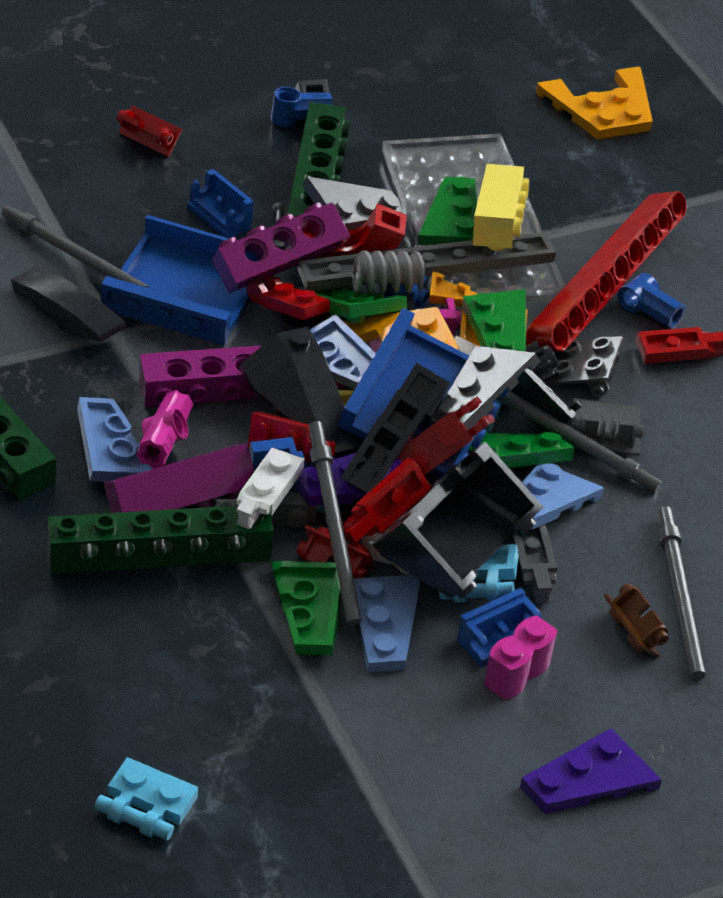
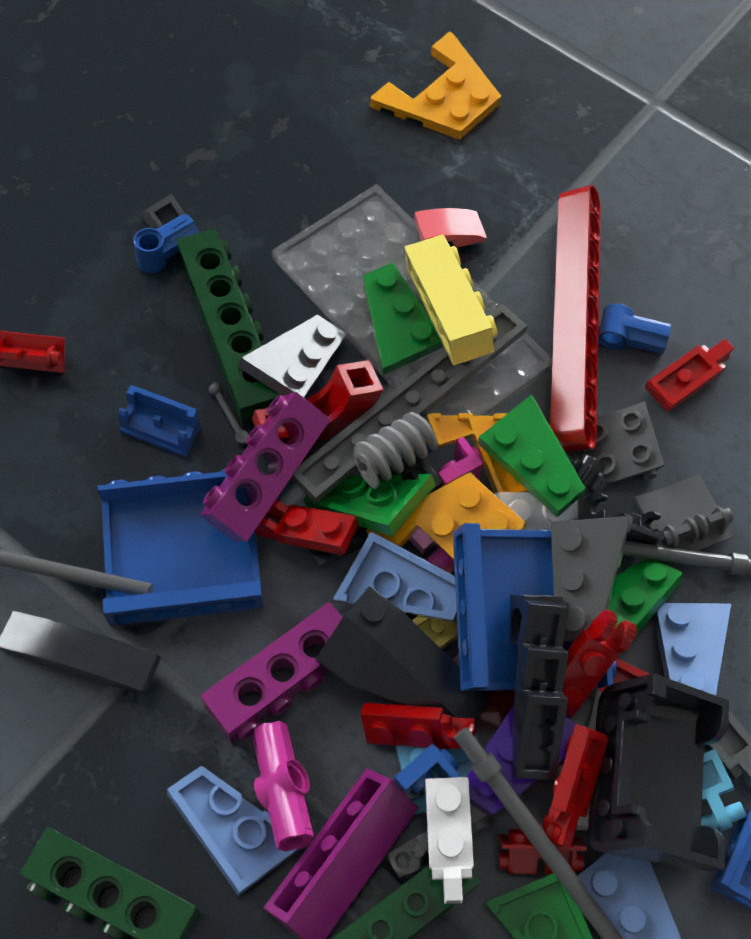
camera: 25 degrees left, 20 degrees up
(553, 185) = (456, 224): none -> coral slope

